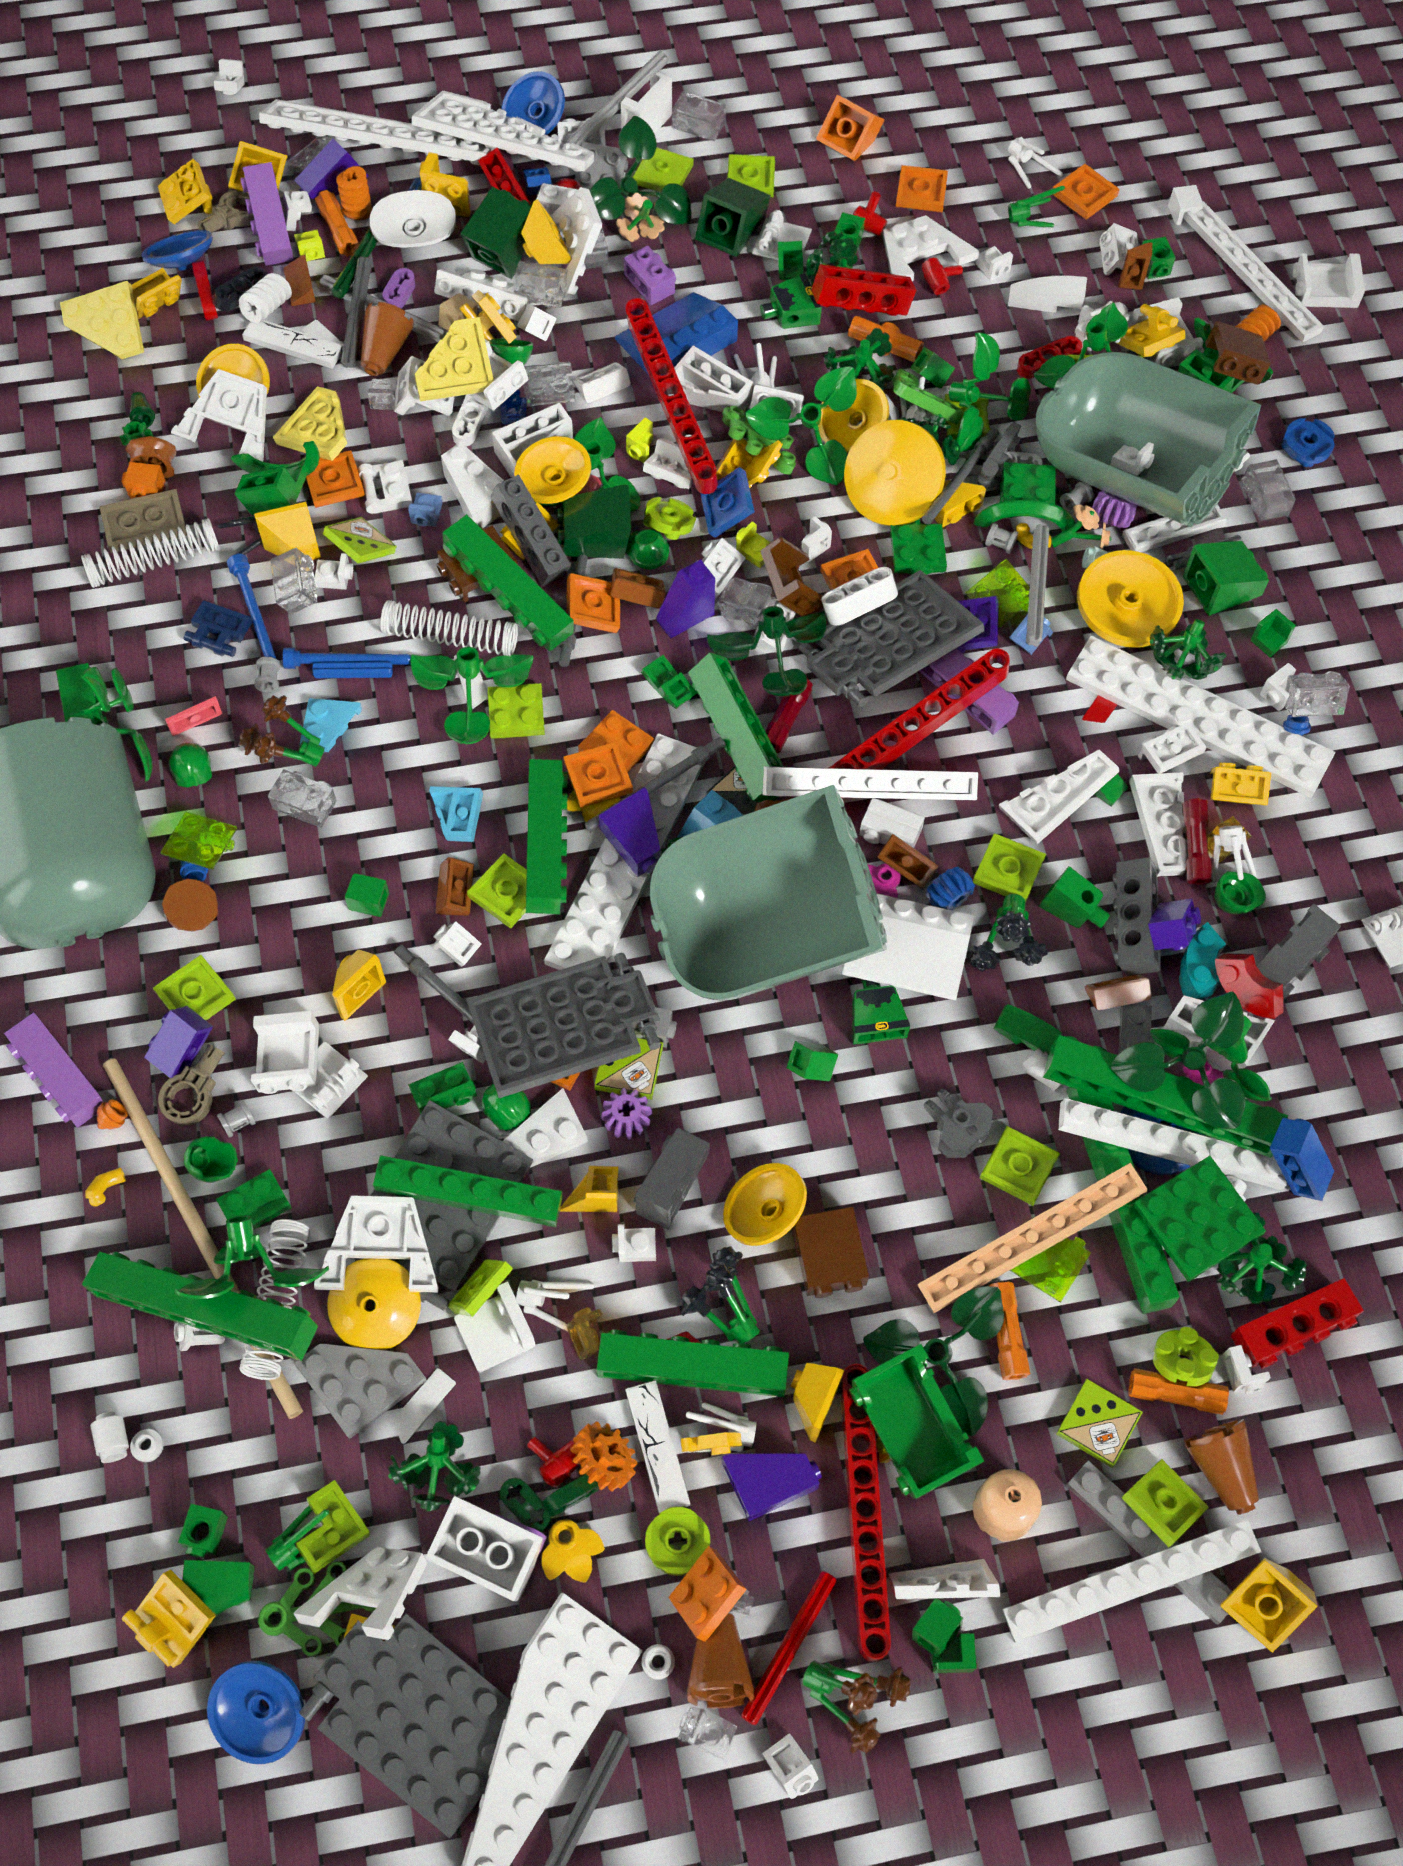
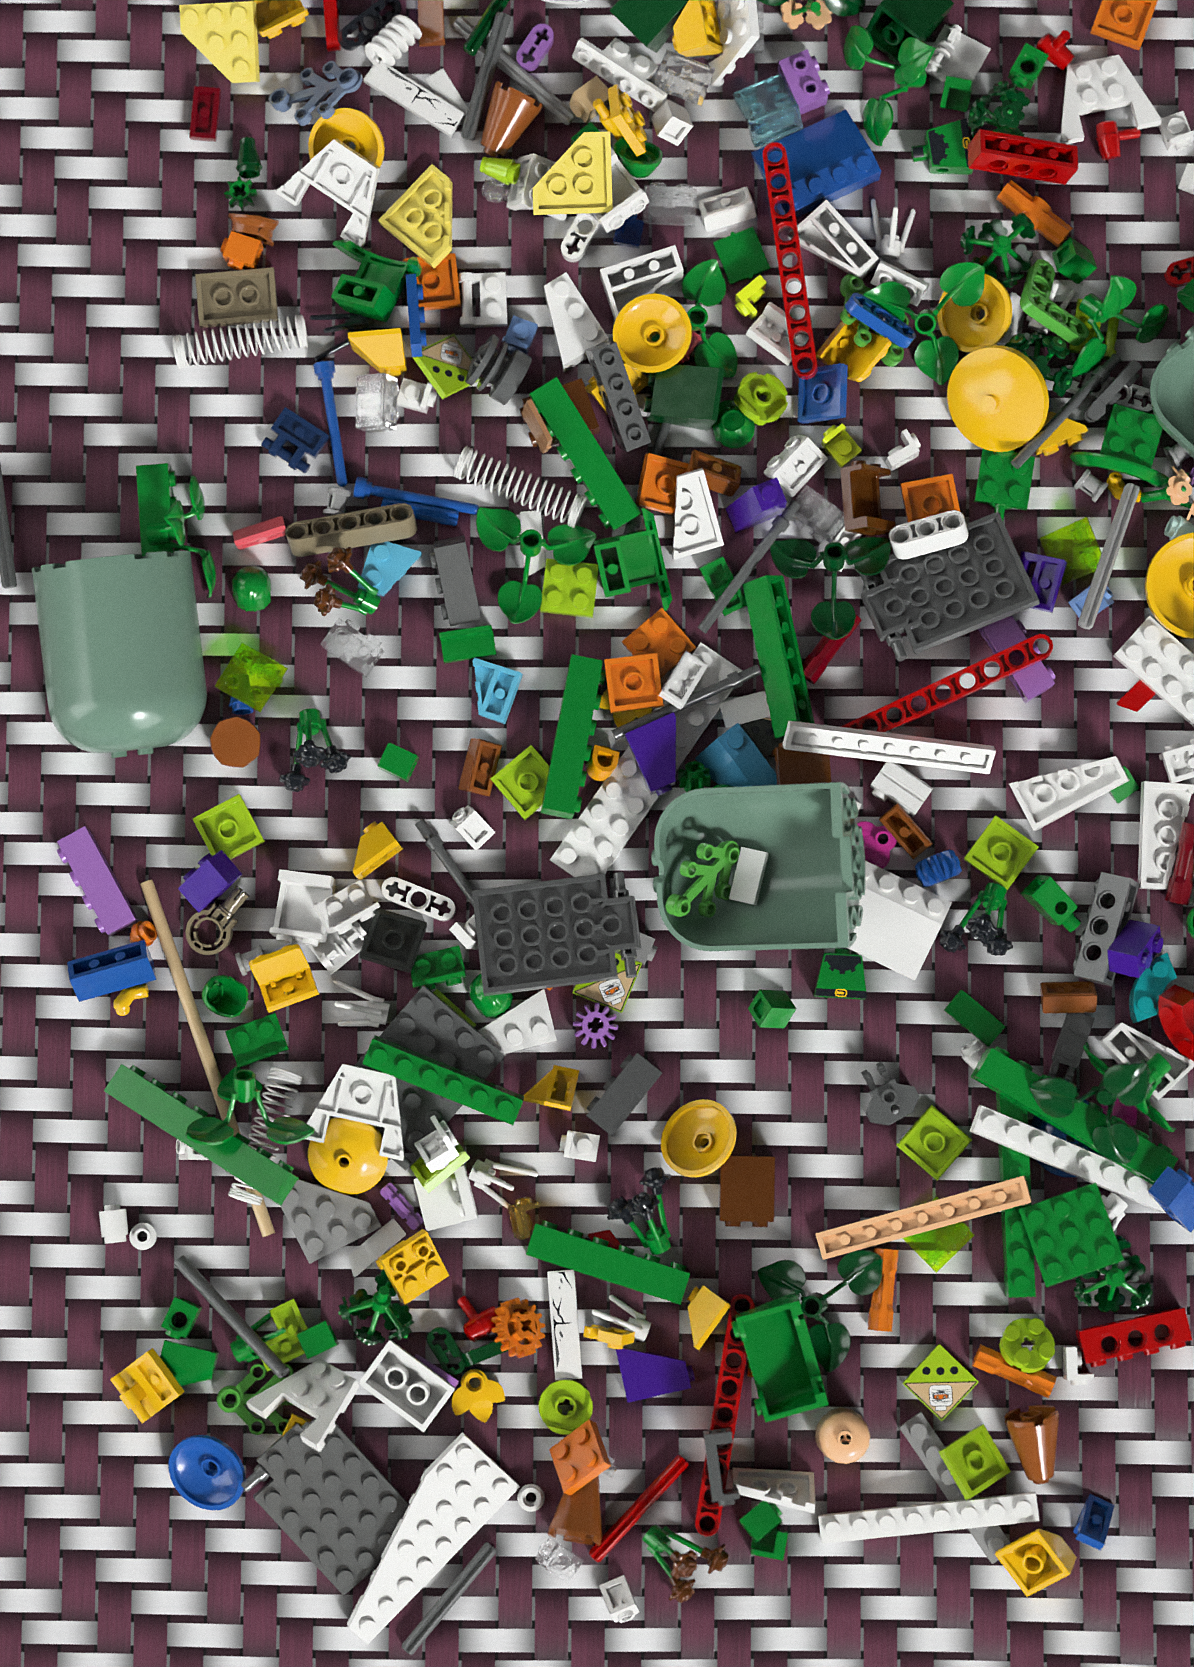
camera: 20 degrees right, 20 degrees up
(78, 1157) = (111, 970): none -> blue brick
(94, 382) = (205, 113): none -> dark red plate
(198, 342) = (347, 82): none -> sand blue plant
(263, 1513) = (231, 1317): none -> dark grey piece
(270, 888) = (309, 754): none -> black plant
(272, 1123) = (284, 977): none -> yellow bracket
(299, 687) = (351, 529): none -> dark tan beam
(320, 495) = (416, 315): none -> blue plate
(332, 1043) = (345, 907): none -> white bracket
(370, 1522) = (317, 1339): none -> green panel
(381, 1144) = (376, 1011): none -> white plant
(384, 375) = (501, 169): none -> lime cone
(388, 1028) = (440, 899): none -> white beam
(389, 1068) = (393, 940): none -> pearl dark grey tile
(399, 717) = (455, 581): none -> dark grey wedge
(408, 528) = (498, 369): none -> dark grey wheel
(419, 771) = (467, 644): none -> green panel
(445, 1350) = (401, 1206): none -> medium lavender axle
(455, 561) = (537, 426): none -> medium nougat piece
(468, 1411) = (413, 1266): none -> yellow plate
(476, 1267) = (437, 1147): none -> white bracket
(574, 668) = (633, 561): none -> green piece
(580, 862) = (601, 762): none -> light orange plate
(618, 294) = (769, 110): none -> clear light blue bracket
(622, 414) = (741, 255): none -> green piece
(627, 622) = (694, 517): none -> white wing
(647, 762) = (683, 680): none -> white plate
(712, 615) = (780, 525): none -> dark grey bar
(721, 782) = (744, 709): none -> white sticker
(729, 918) = (726, 856): none -> bright green plant
(743, 223) = (911, 72): none -> green plant
(757, 931) = (748, 876): none -> white tile
(767, 430) = (880, 320): none -> blue beam
(858, 1534) = (712, 1439): none -> dark grey panel
(1320, 1546) = (1094, 1522): none -> blue slope

